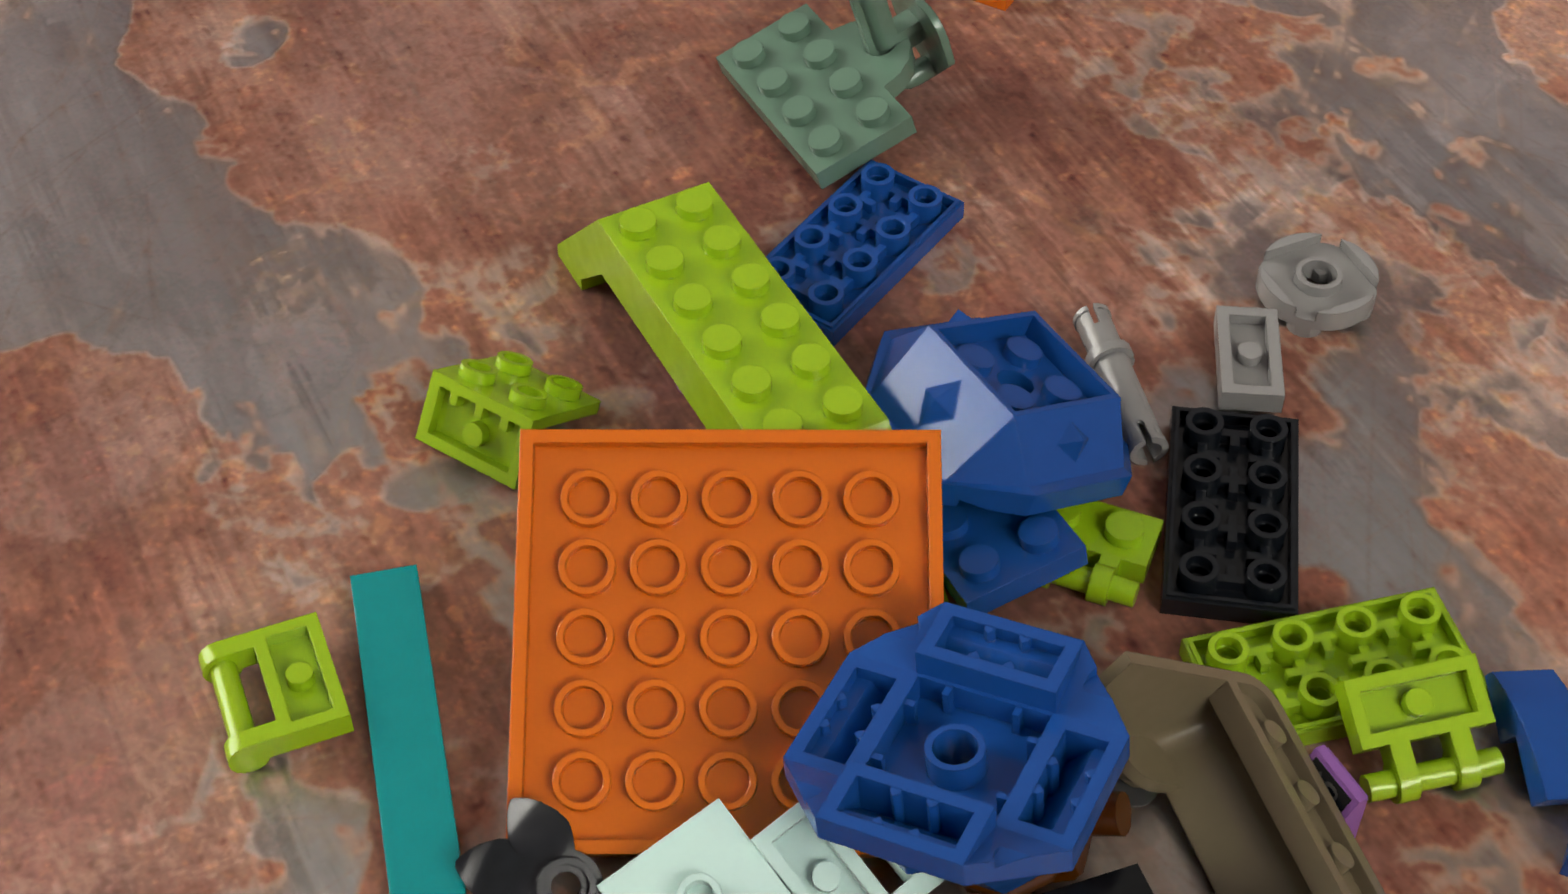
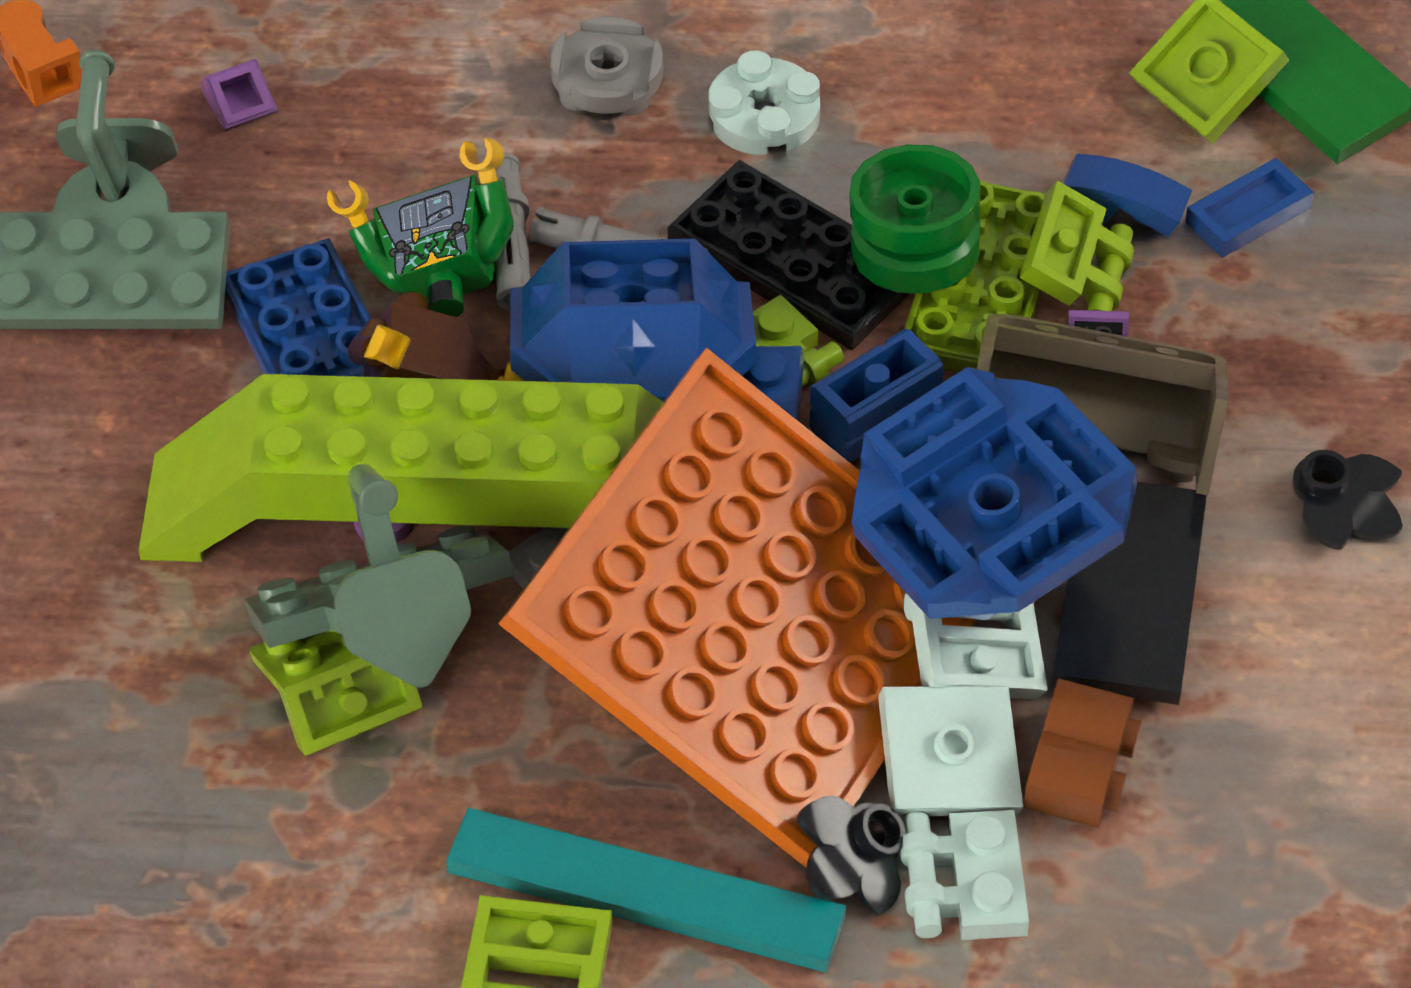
camera: 60 degrees left, 5 degrees up
(537, 373) = (396, 608): none -> sand green plate
(854, 290) = (421, 344): none -> reddish brown torso
(1005, 255) = (438, 238): none -> torso
(1069, 86) = (238, 94): none -> medium lavender slope
(1093, 286) = (518, 272): none -> light grey pin
(1099, 618) = (871, 391): none -> blue brick
(1248, 359) = (655, 153): light grey plate -> none
(1311, 557) = (915, 218): none -> green wheel
(1405, 387) = (764, 80): none -> light aqua plate

